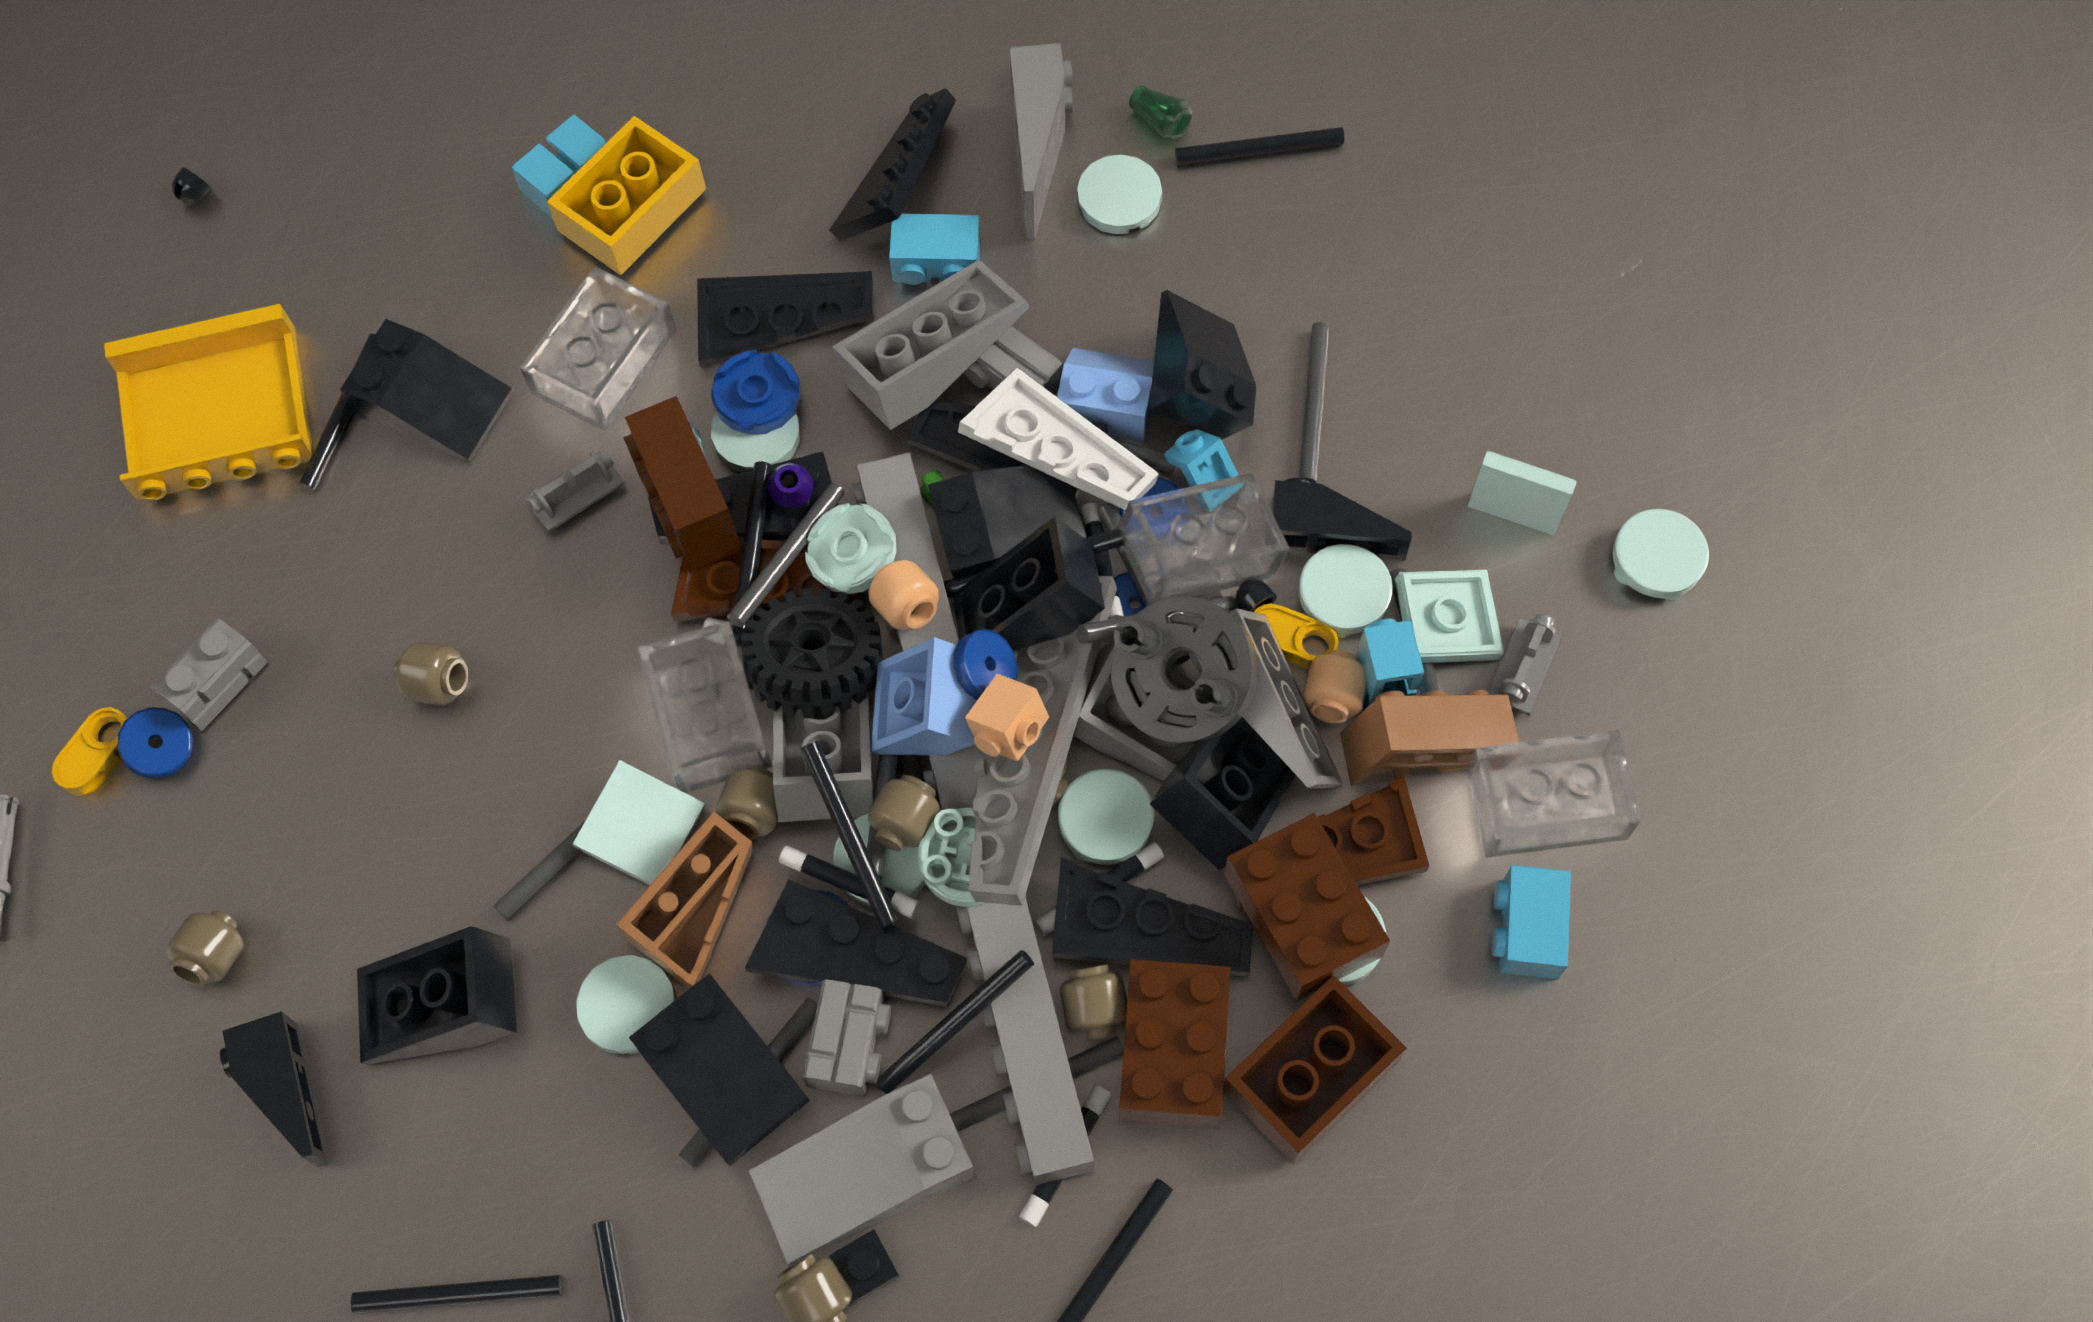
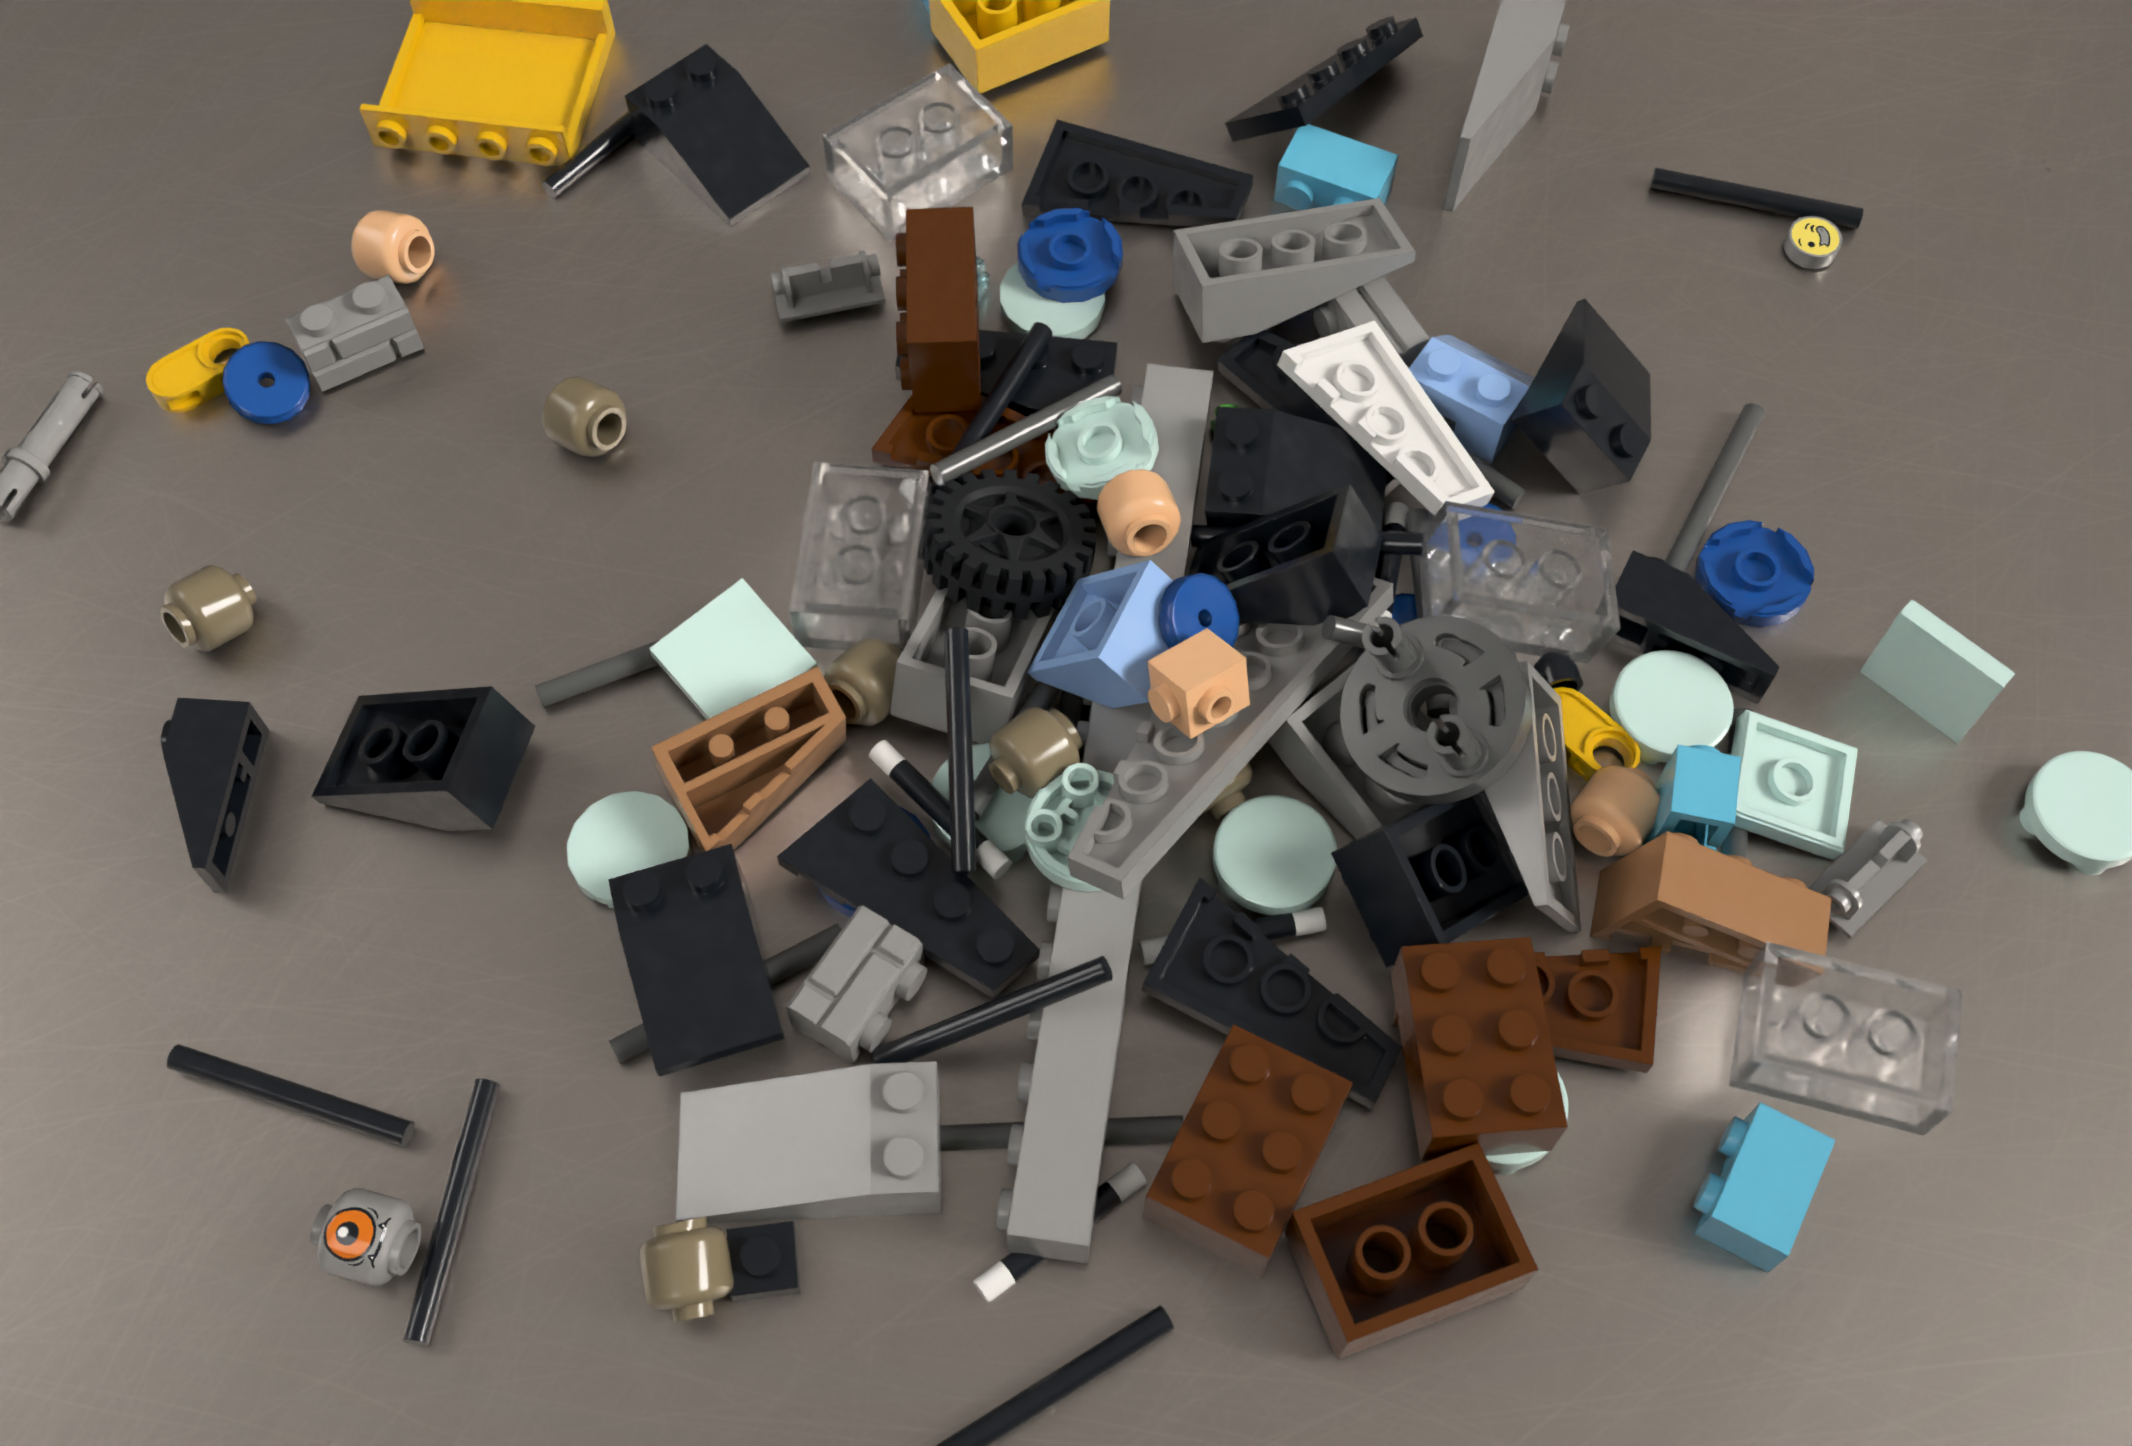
camera: 20 degrees right, 5 degrees down
(203, 588) = (392, 246): none -> light nougat head
(793, 496) = (1063, 368): dark purple cone -> none
(1094, 1001) = (1170, 1060): dark tan head -> none
(1119, 194) = (1570, 194): light aqua tile -> none
(1163, 112) = (1656, 126): clear green cone -> none
(1201, 458) = (1552, 493): medium azure bracket -> none
(1314, 169) = (1812, 242): none -> tile
(1366, 459) = (1755, 573): none -> blue tile

